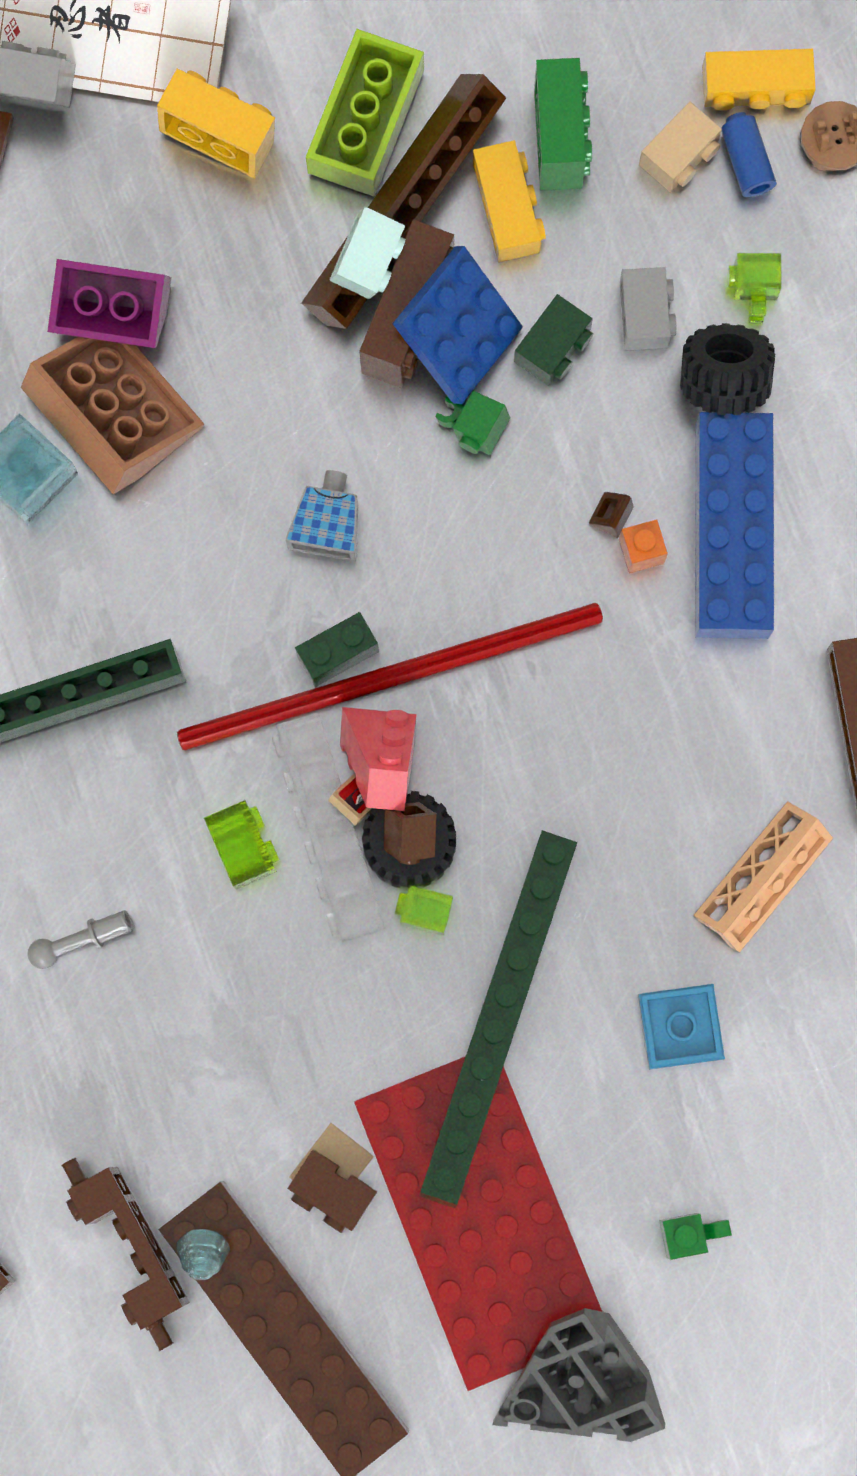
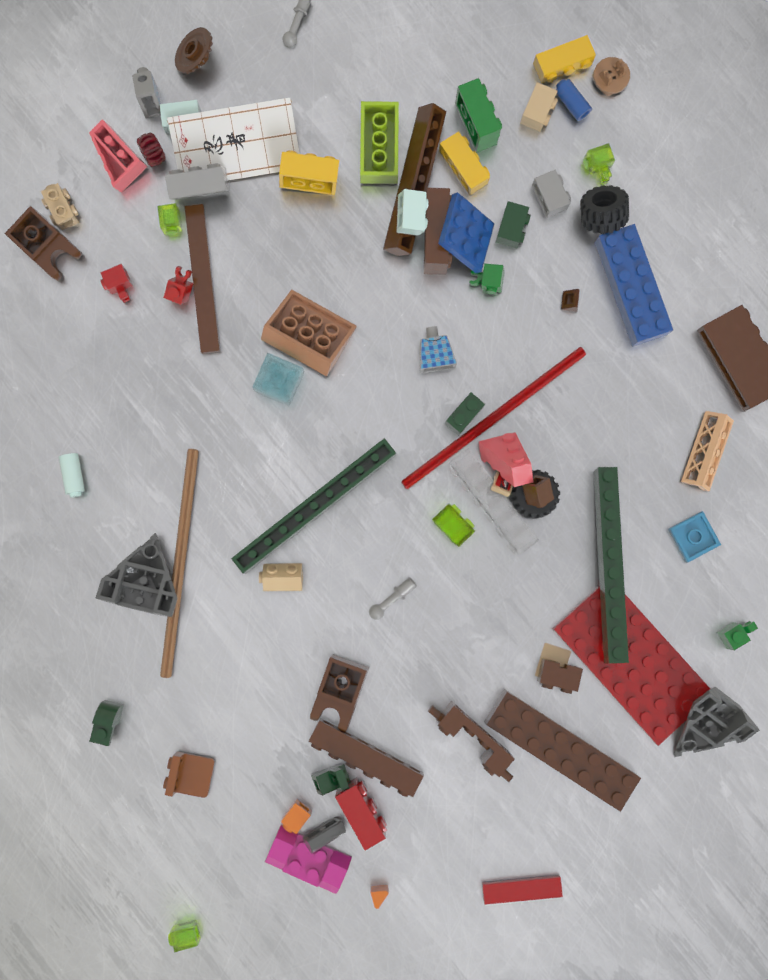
camera: 25 degrees left, 5 degrees up
(108, 303) = (289, 282): magenta slope -> none
(202, 1253) = (515, 730): clear light blue cone -> none
(424, 910) = (553, 525): clear neon green brick -> none
(643, 546) = (593, 311): orange brick -> none

